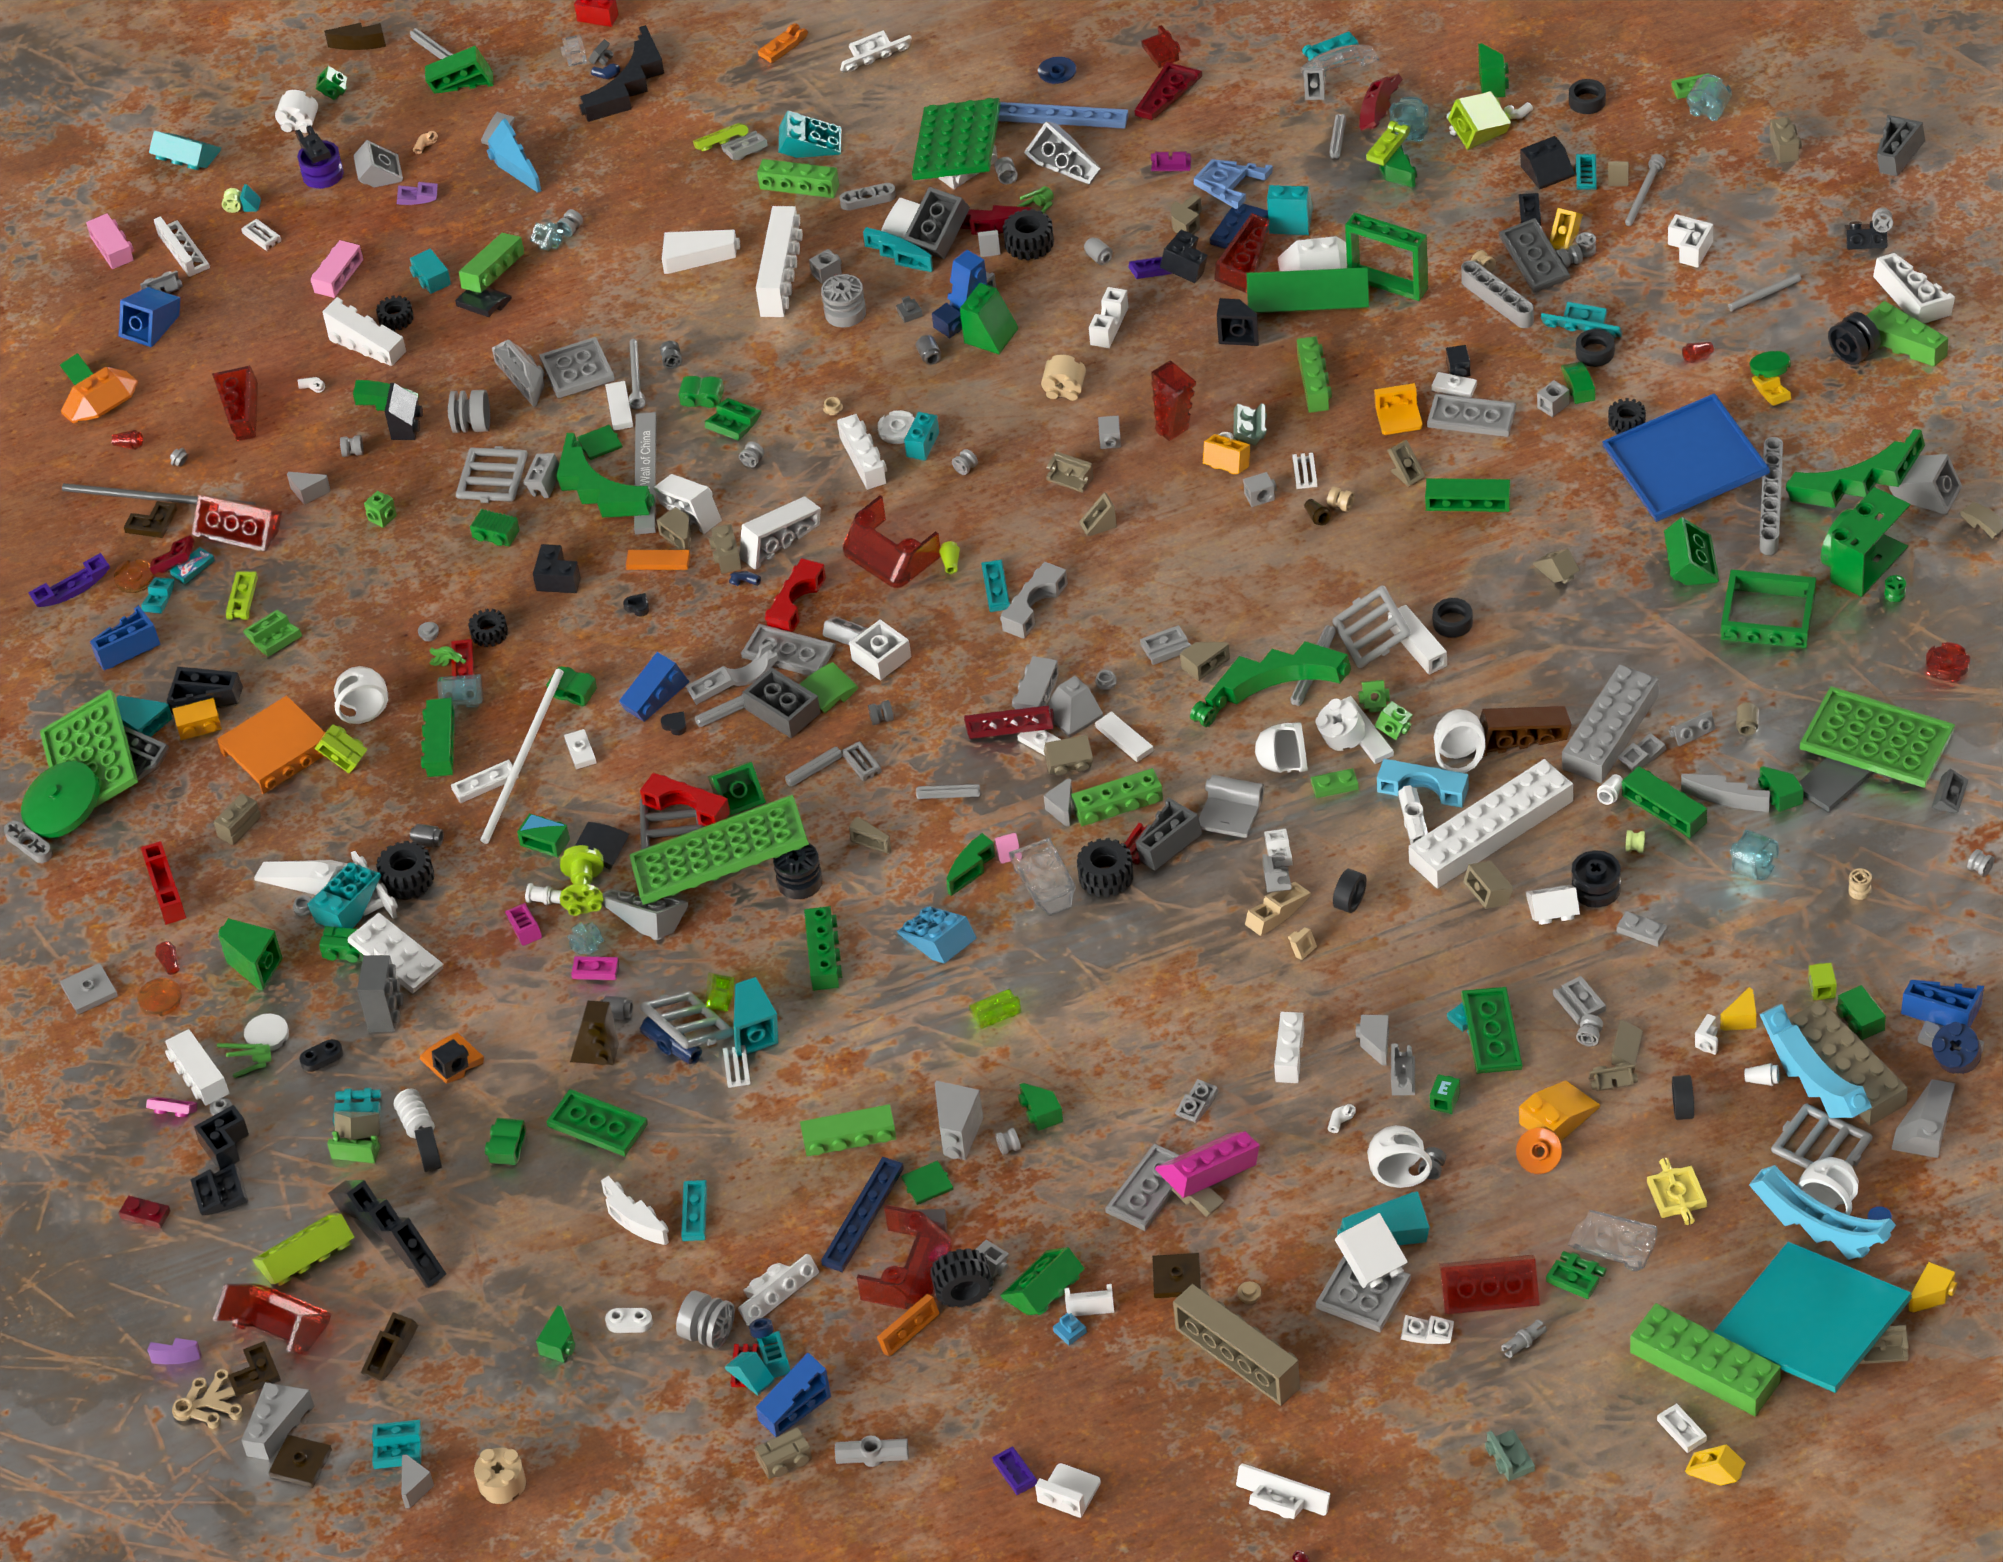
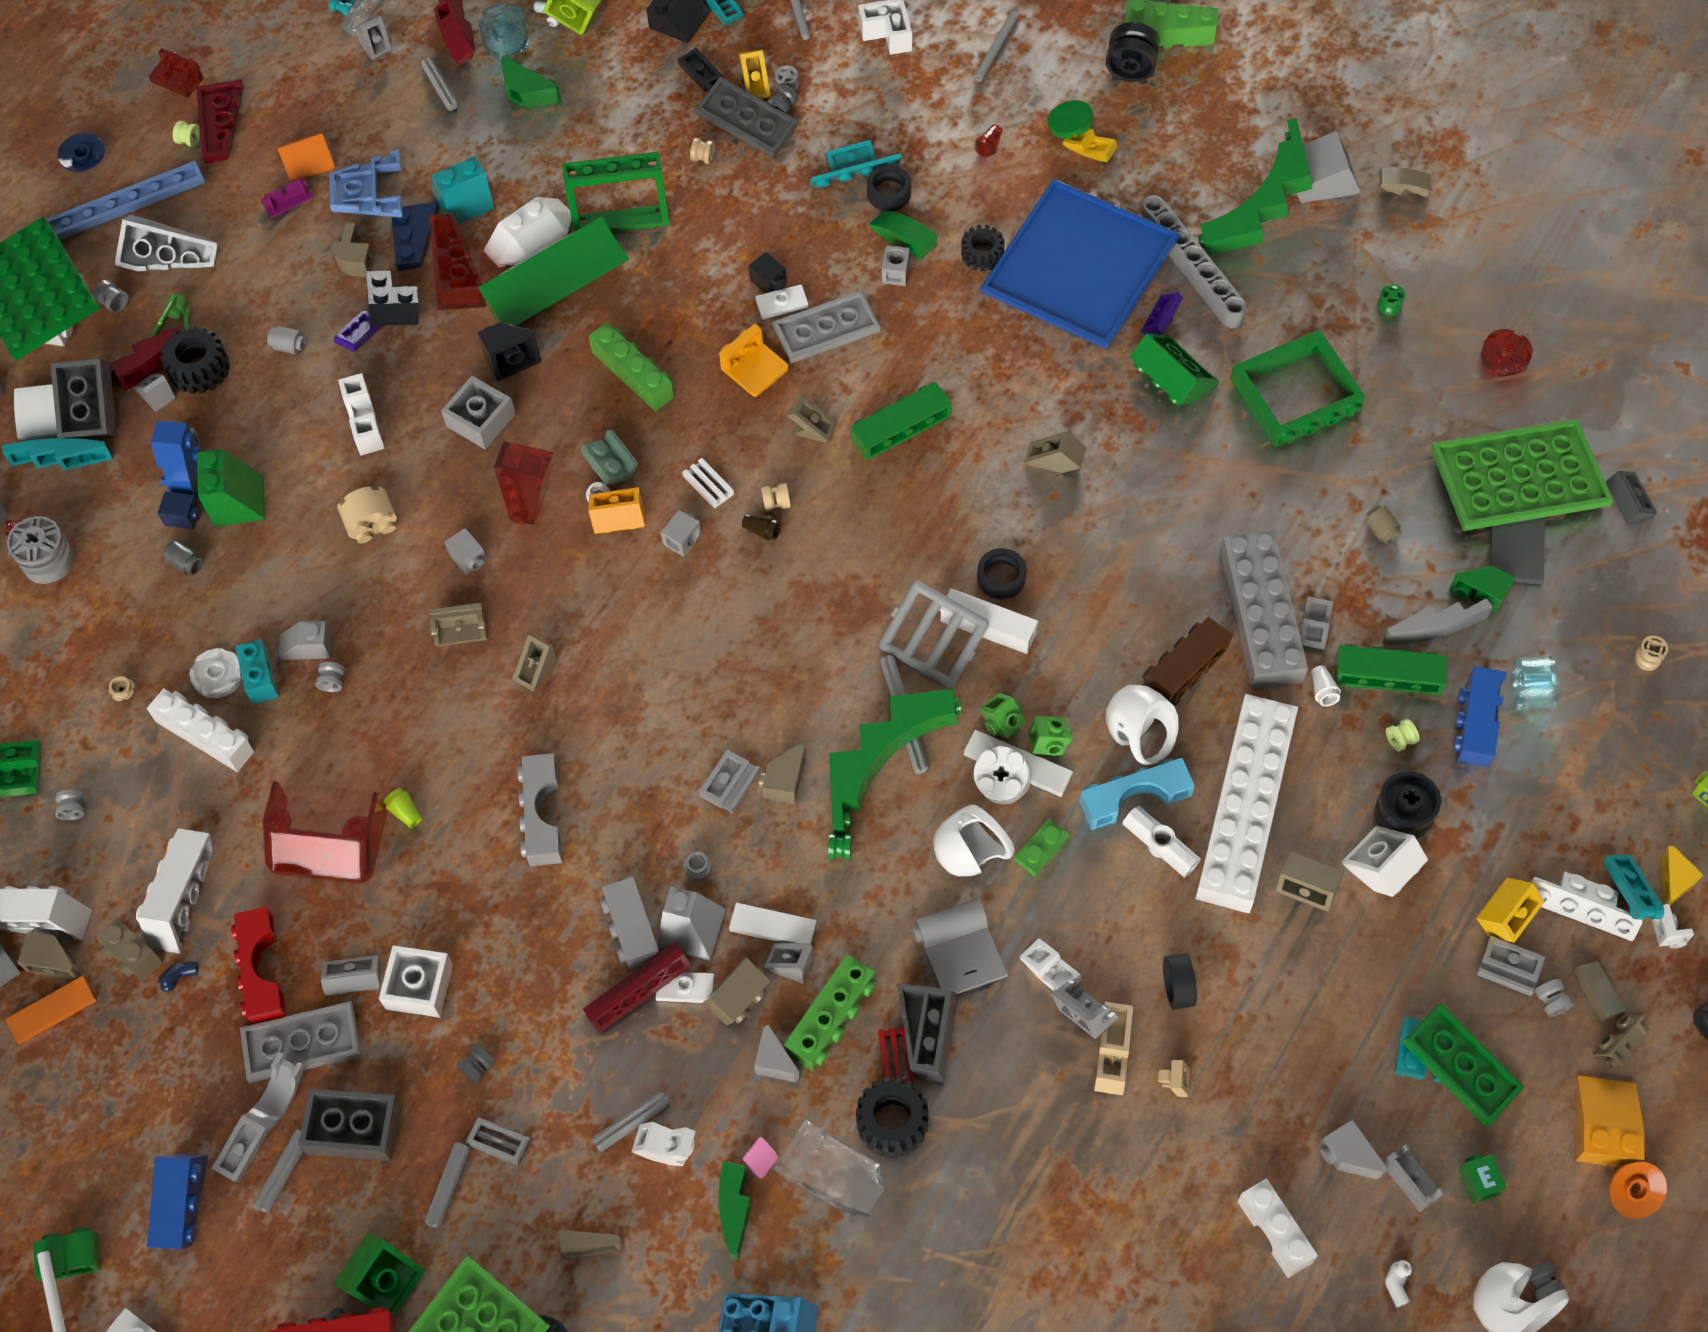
camera: 40 degrees left, 15 degrees up
(636, 604) = (68, 1086): black tile -> none
(674, 722) = (233, 1226): black tile -> none
(830, 686) = (386, 1064): bright green slope -> none
(909, 309) = (122, 519): dark grey tile -> none
(956, 810) = (664, 1144): none -> white brick
(967, 435) = (305, 641): none -> light grey slope
(995, 585) = (480, 814): teal tile -> none
(1119, 760) = (790, 960): none -> light grey slope
(1136, 89) = (186, 133): none -> yellowish green wheel
(1187, 350) = (478, 412): none -> light grey brick
(1206, 142) = (306, 157): none -> orange slope
(1388, 143) = (507, 67): lime plate -> none
(1497, 294) = (745, 178): light grey beam -> none
(1607, 967) = (1510, 909): none -> yellow brick
(1642, 928) = (1491, 835): light grey plate -> none
(1664, 993) = (1588, 903): none -> white bracket
(1693, 728) = (1343, 556): light grey hinge -> none
(1697, 855) = (1479, 717): none -> blue wedge
(1703, 998) = (1634, 887): none -> teal plate
(1716, 519) = (1162, 314): none -> dark purple plate
(1858, 538) = (1340, 268): green piece -> none

